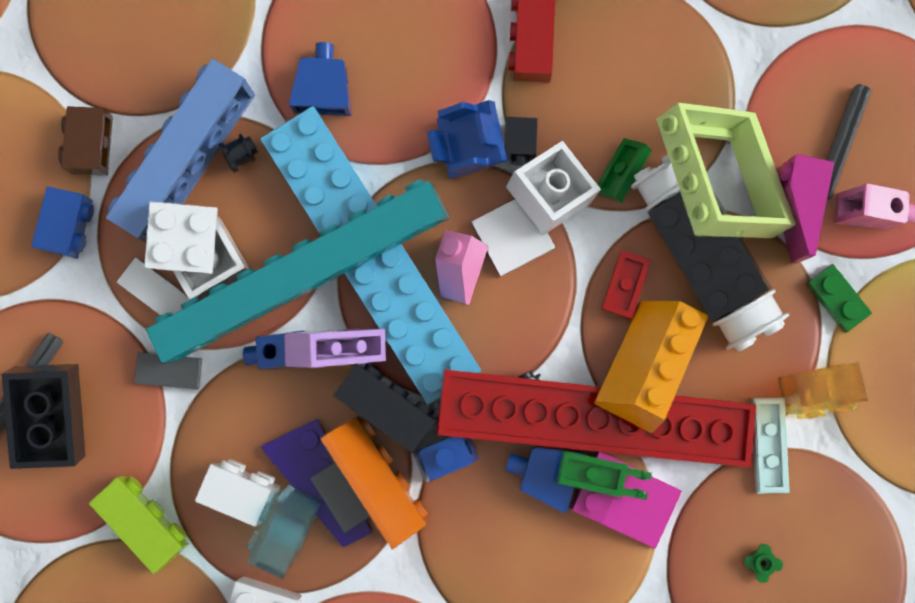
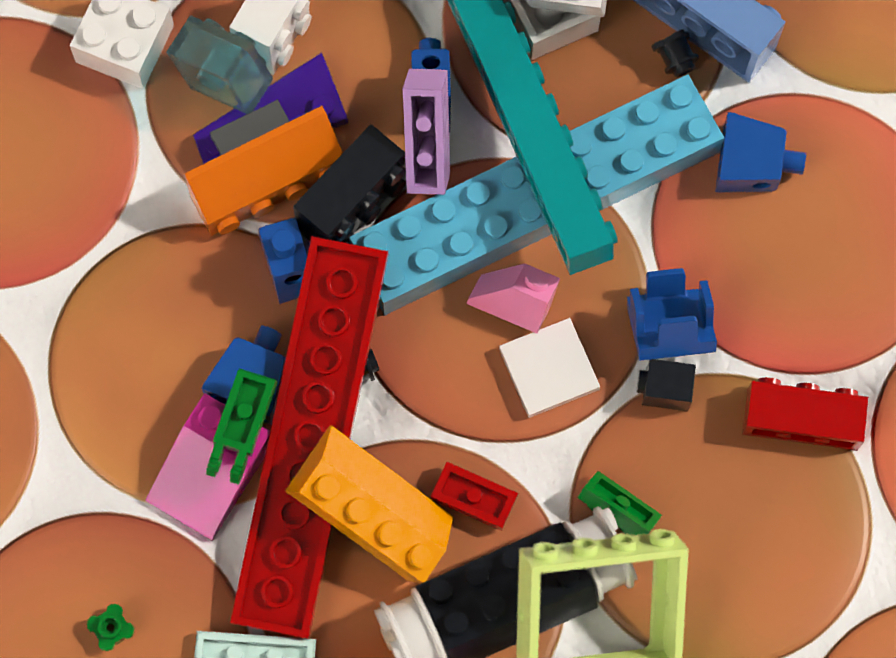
camera: 90 degrees right, 10 degrees down
(552, 187) = (602, 412): white brick -> none

